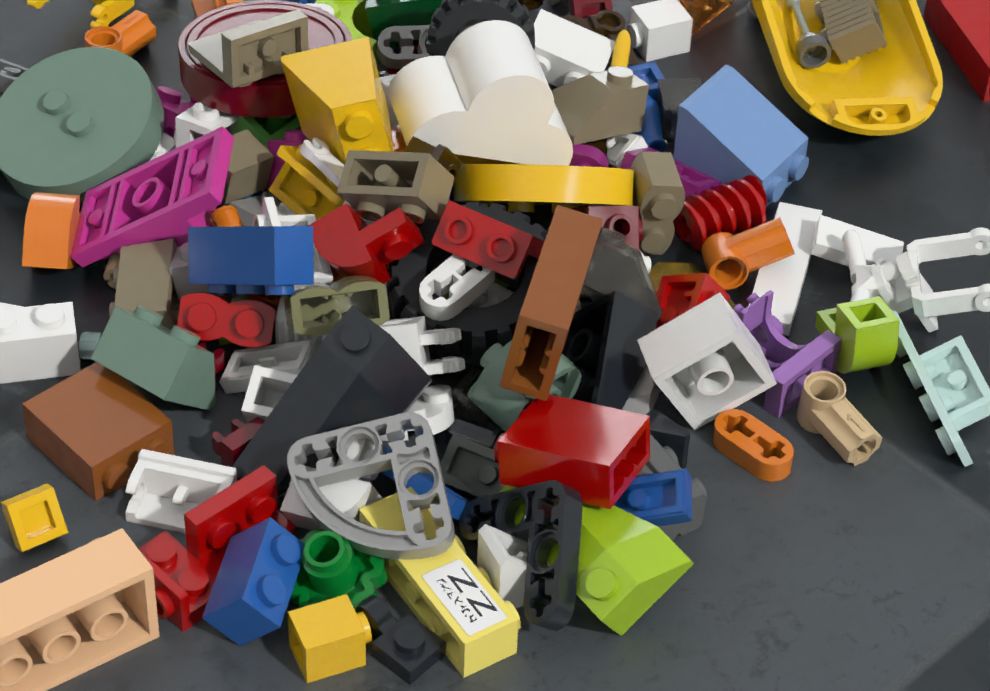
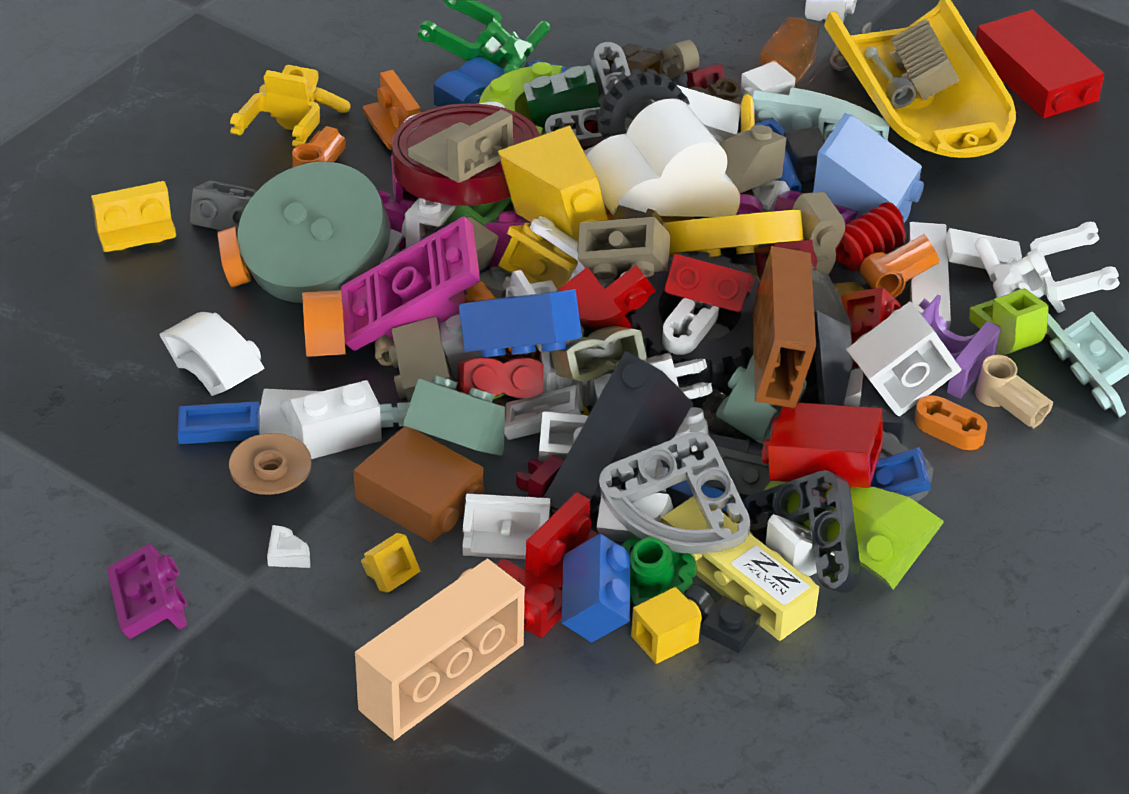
camera: 10 degrees left, 0 degrees up
(702, 57) = (811, 109): none -> light aqua slope

